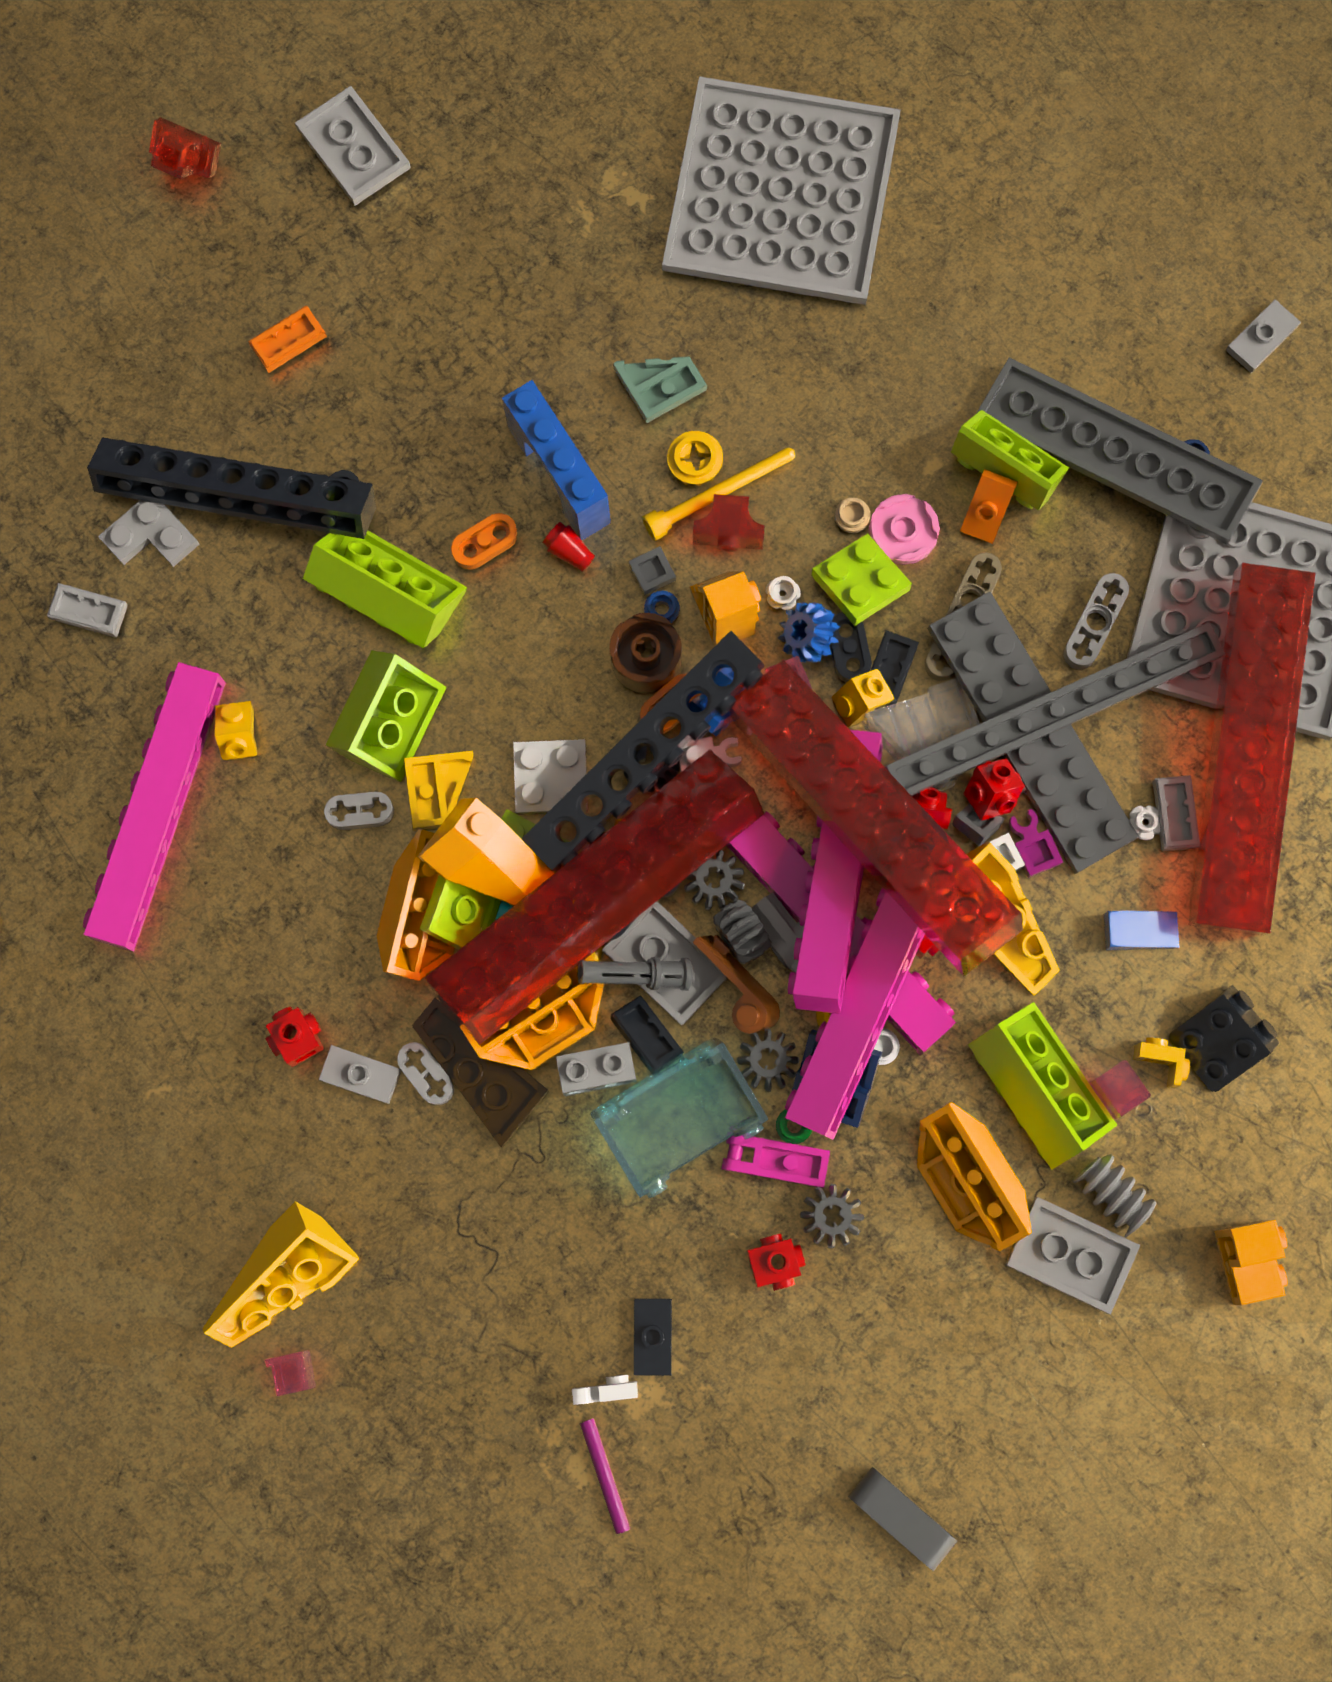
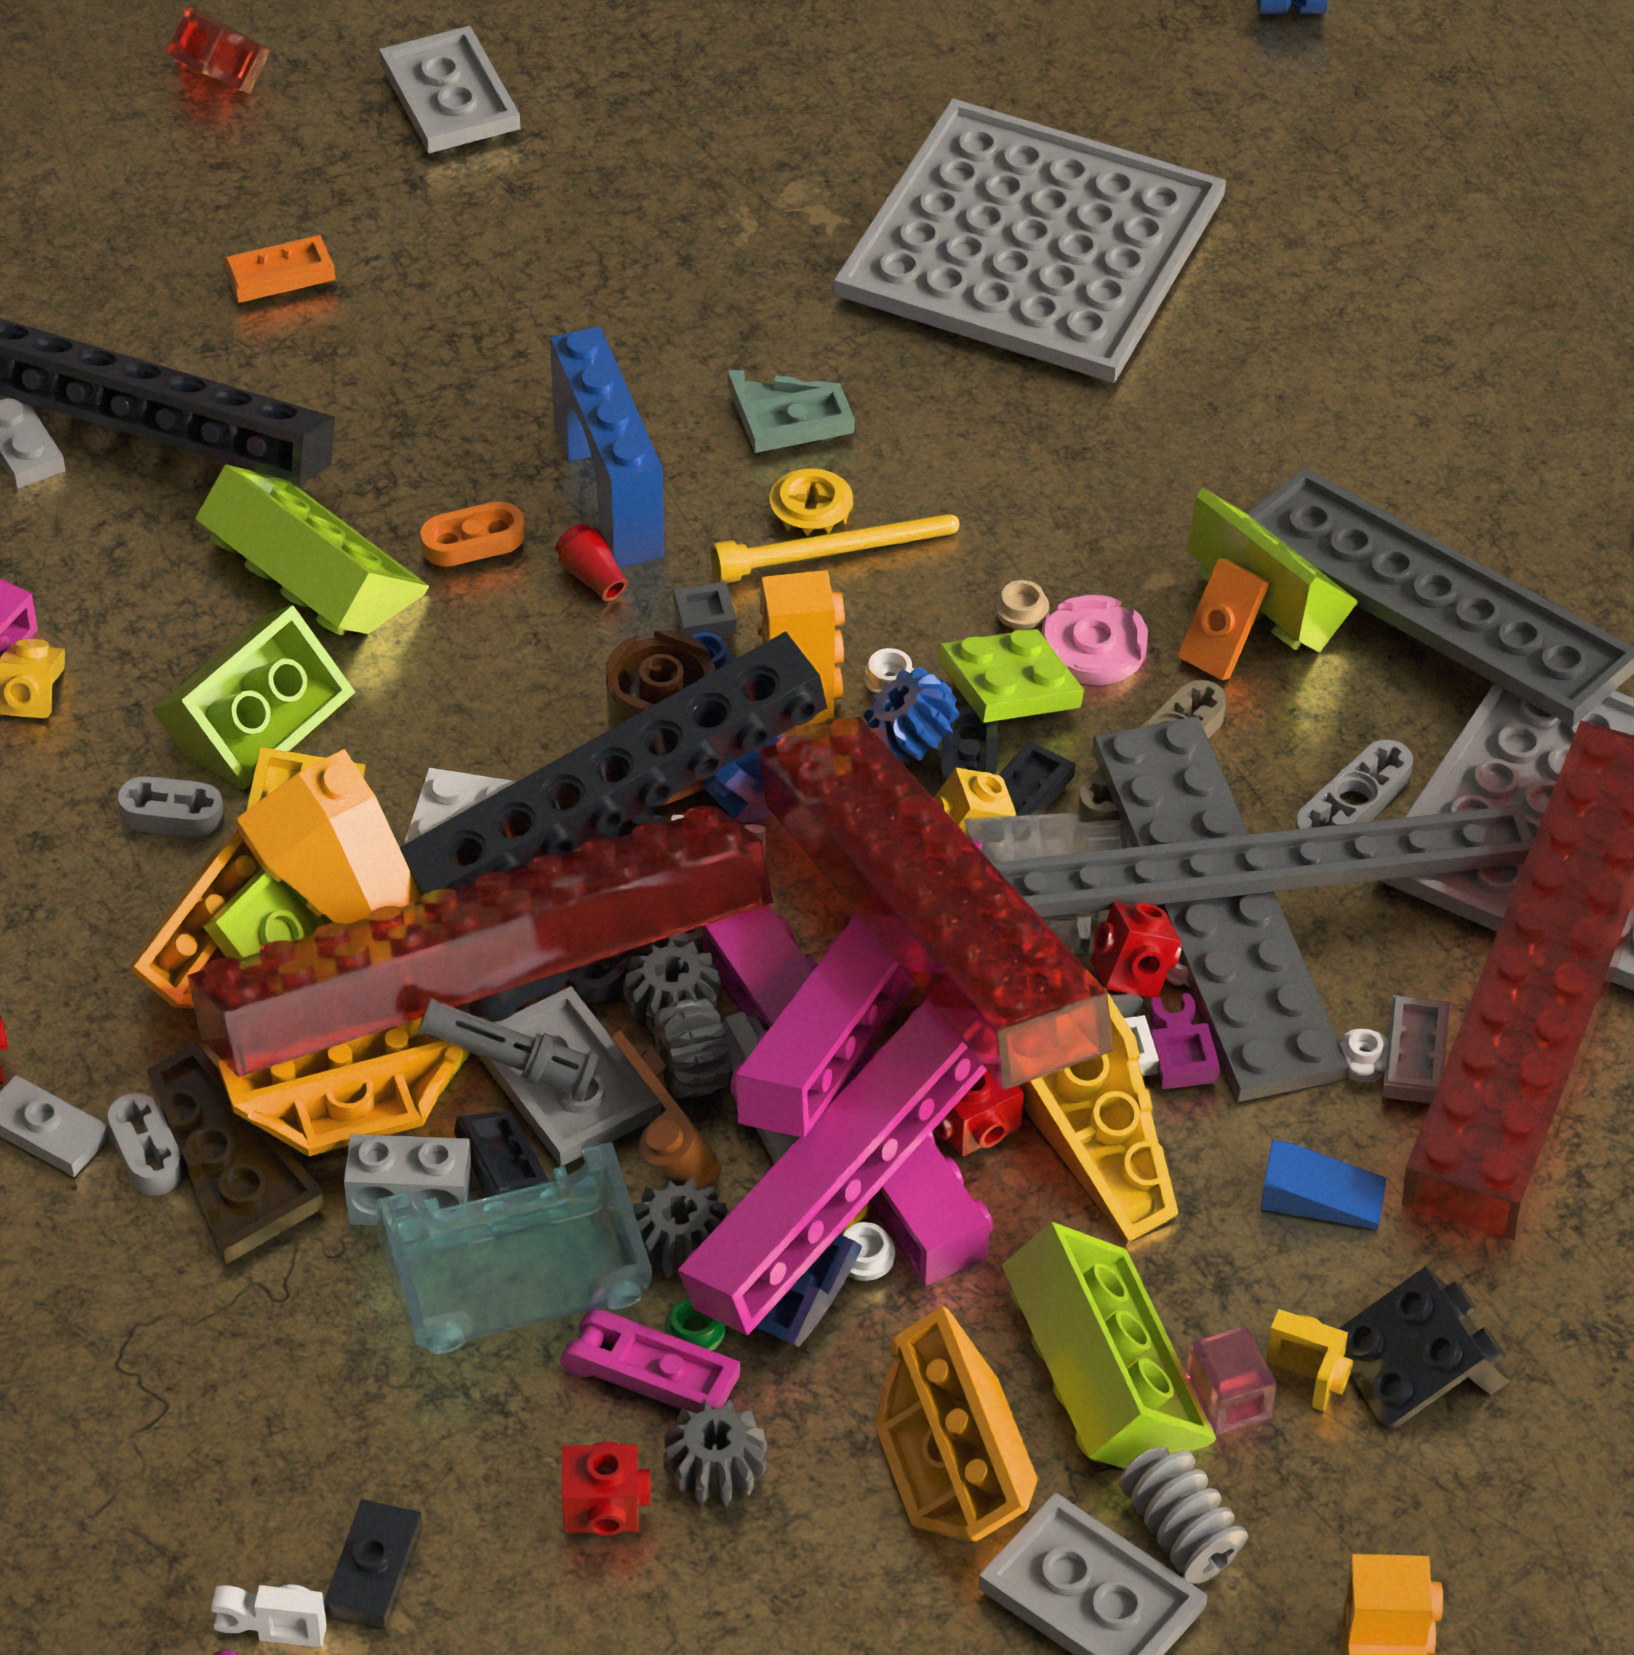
camera: 10 degrees right, 30 degrees down
(729, 525) = (849, 572): clear red brick -> none

